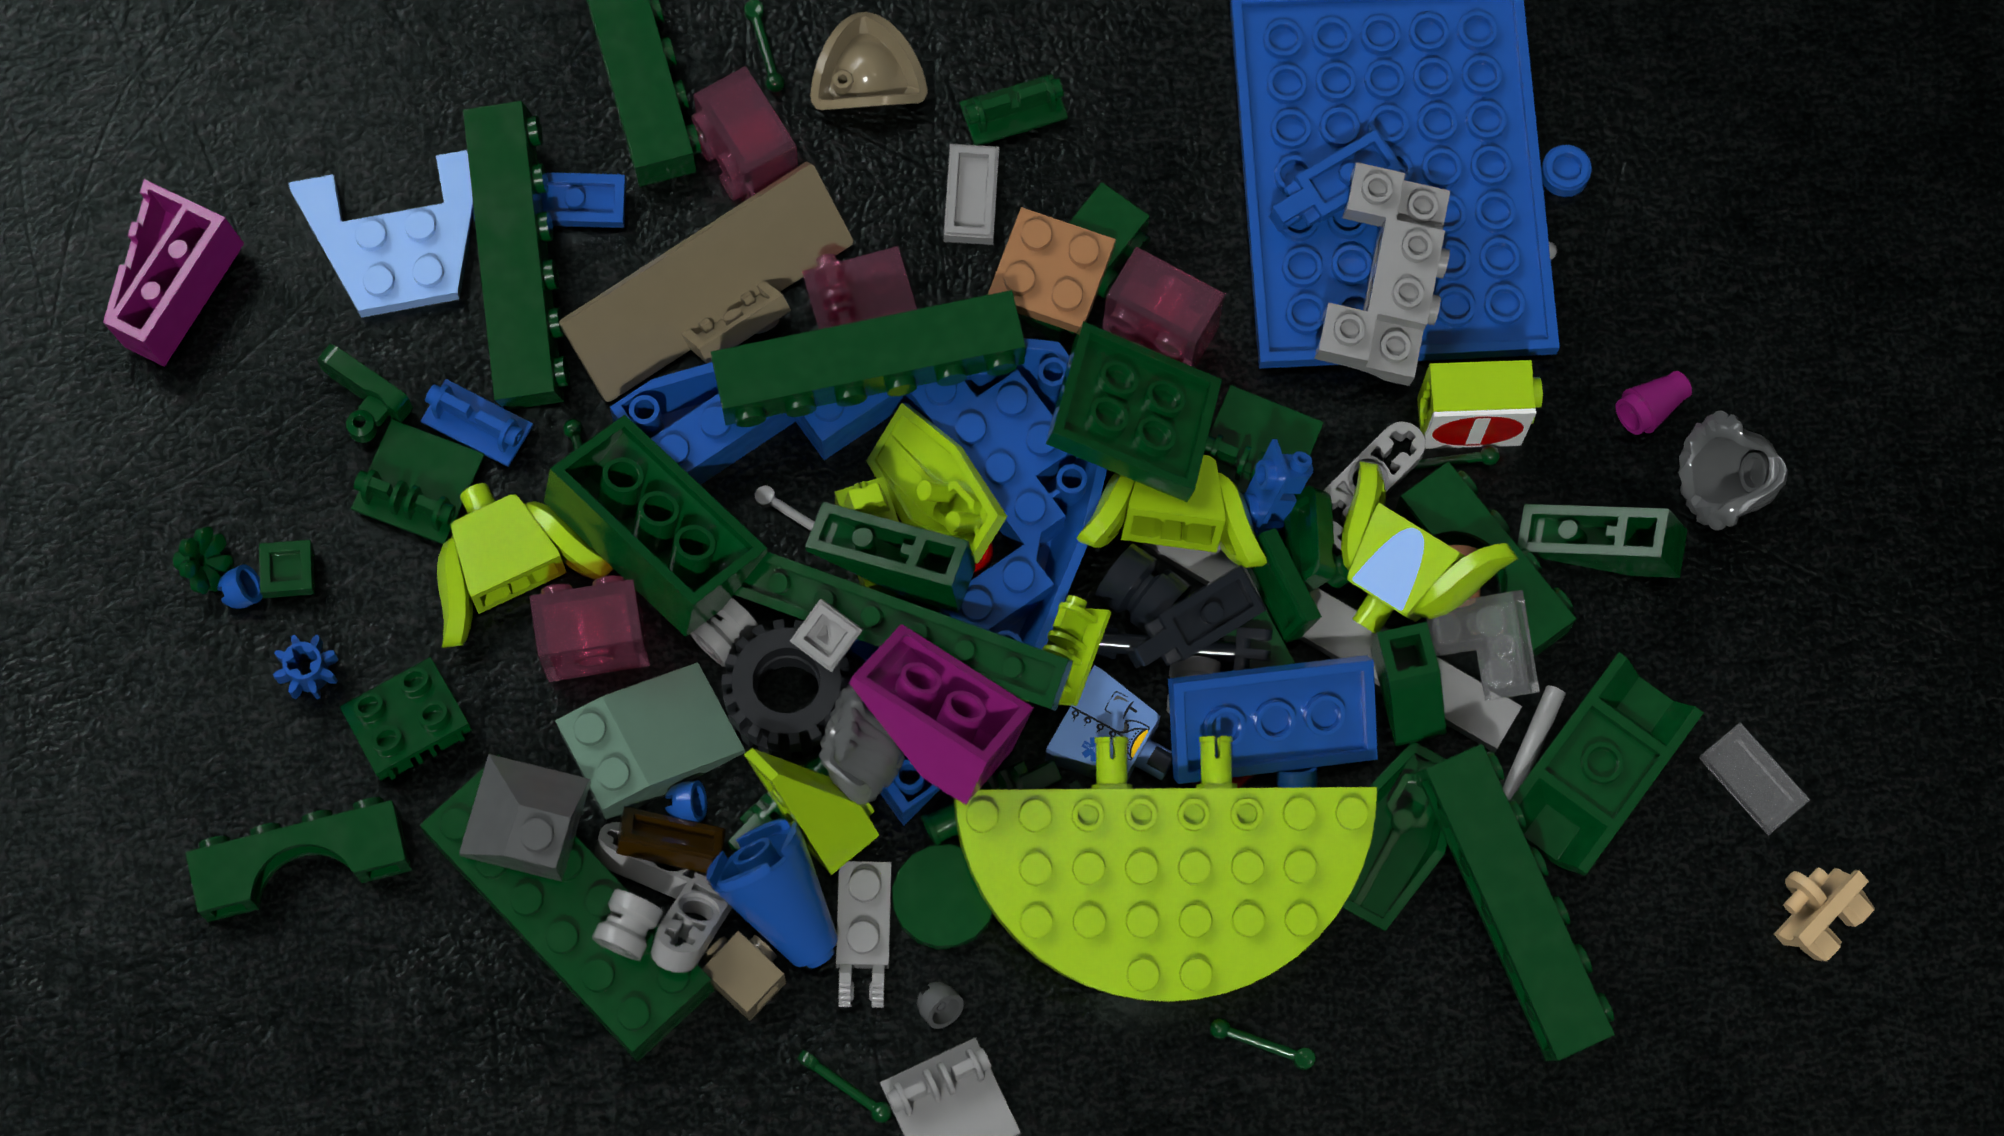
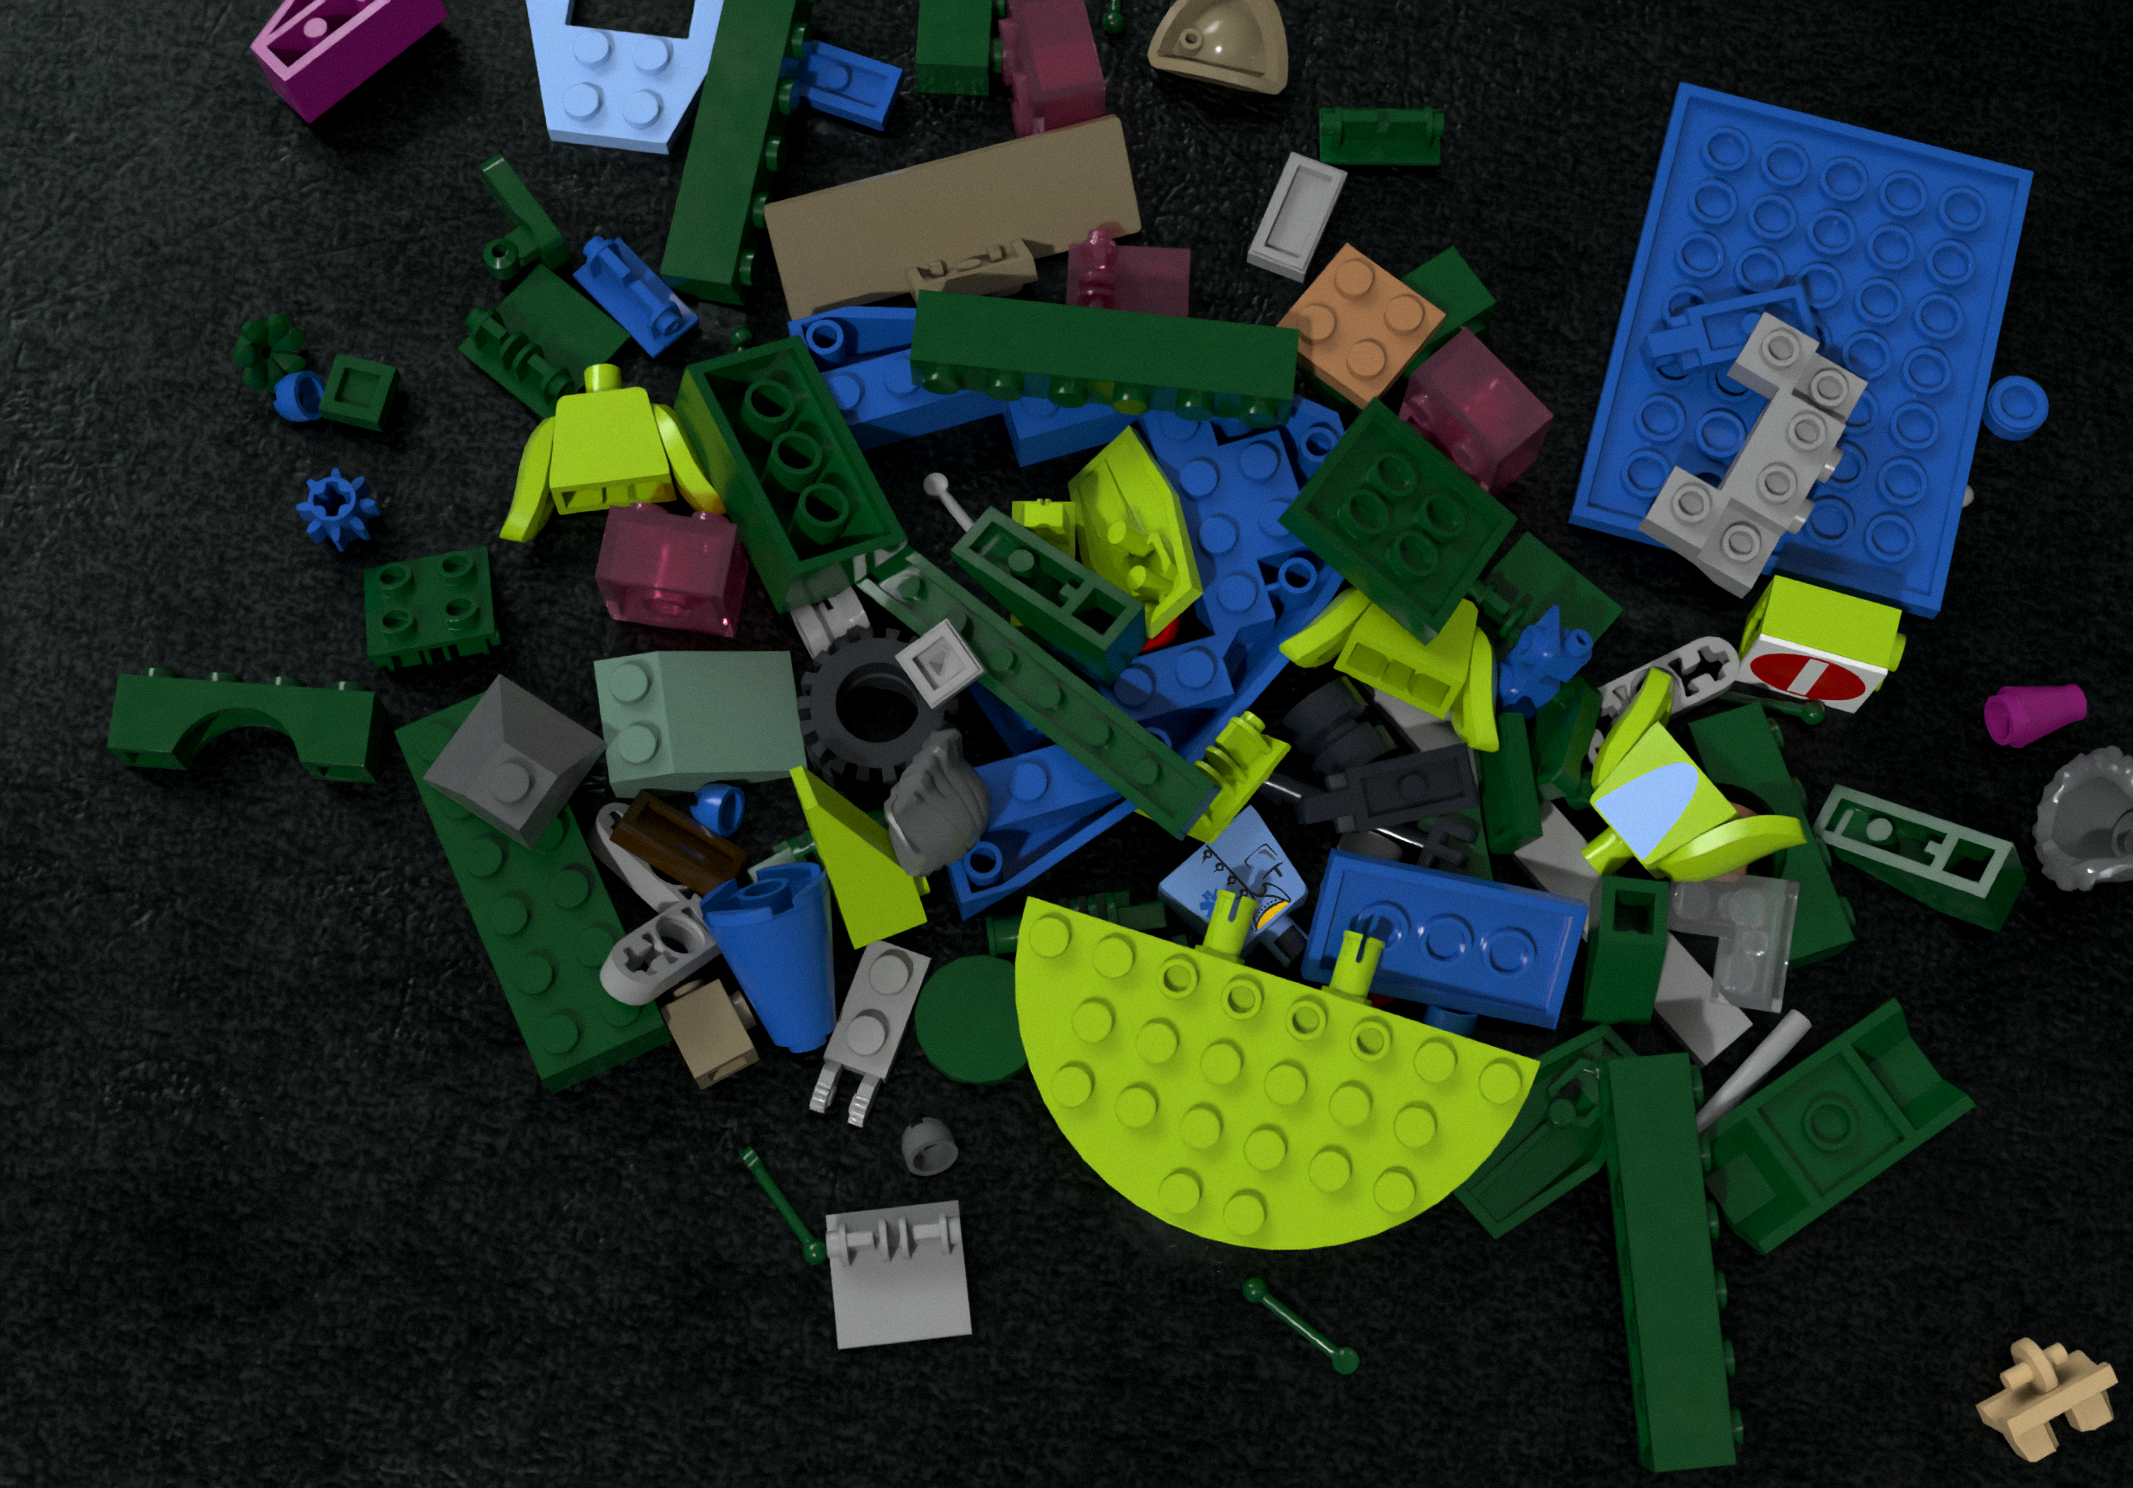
camera: 20 degrees right, 0 degrees up
(627, 924) = (584, 926): light grey wheel -> none
(940, 712) = (1040, 797): magenta slope -> none
(1754, 778) = (2012, 1207): clear tile -> none

